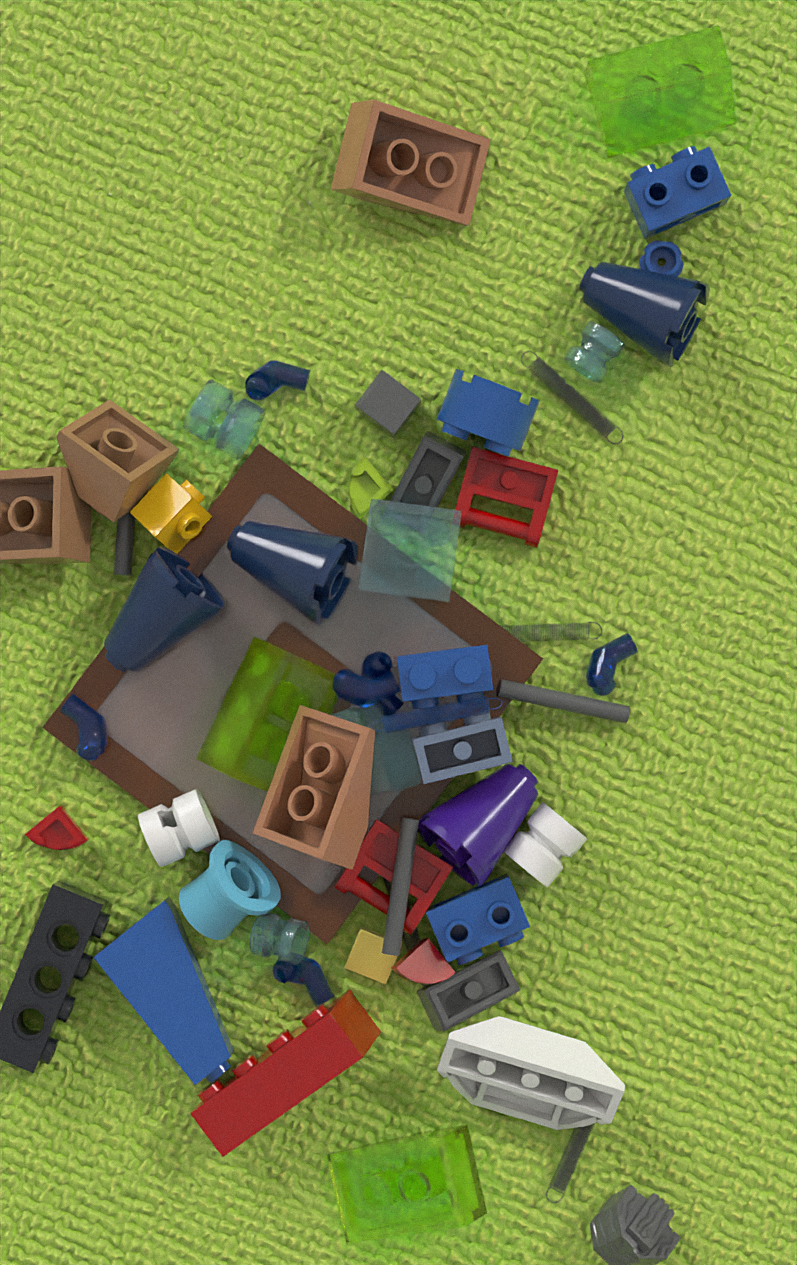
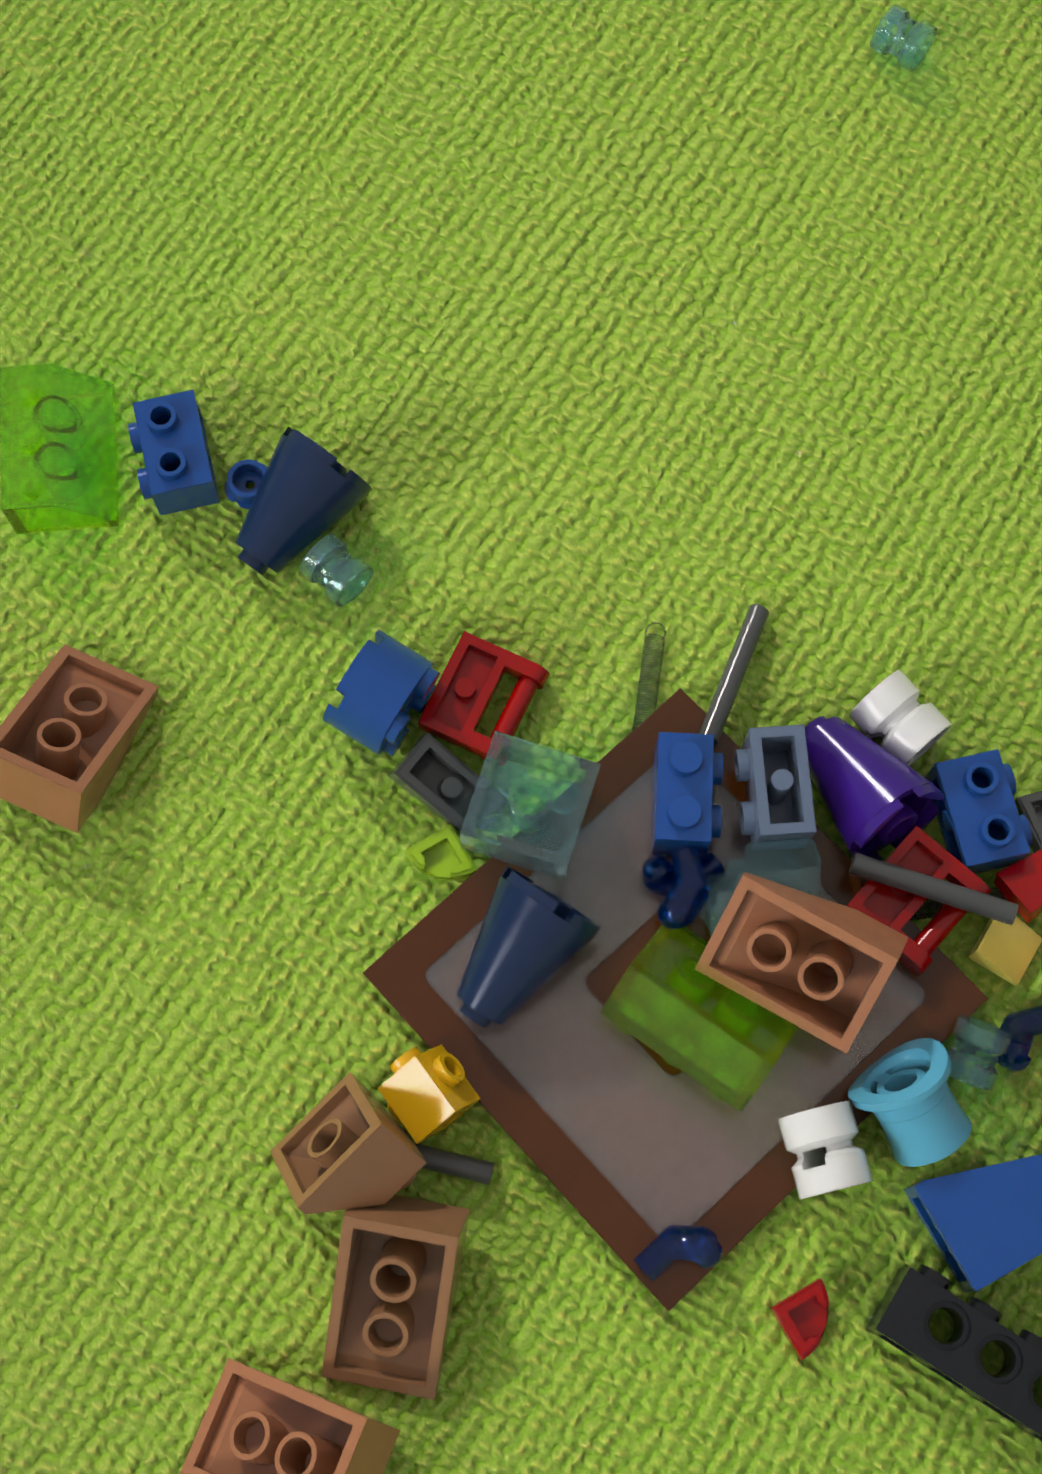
camera: 80 degrees left, 15 degrees down
(160, 611) = (551, 1125): dark blue cone -> none
(238, 426) = (339, 992): clear light blue wheel -> none
(273, 376) = (285, 942): clear blue arm -> none
(388, 404) = (347, 810): dark grey piece -> none
(433, 721) = (735, 854): blue piece -> none
(583, 404) = (381, 609): dark grey piece -> none
(604, 663) = (695, 623): clear blue arm -> none

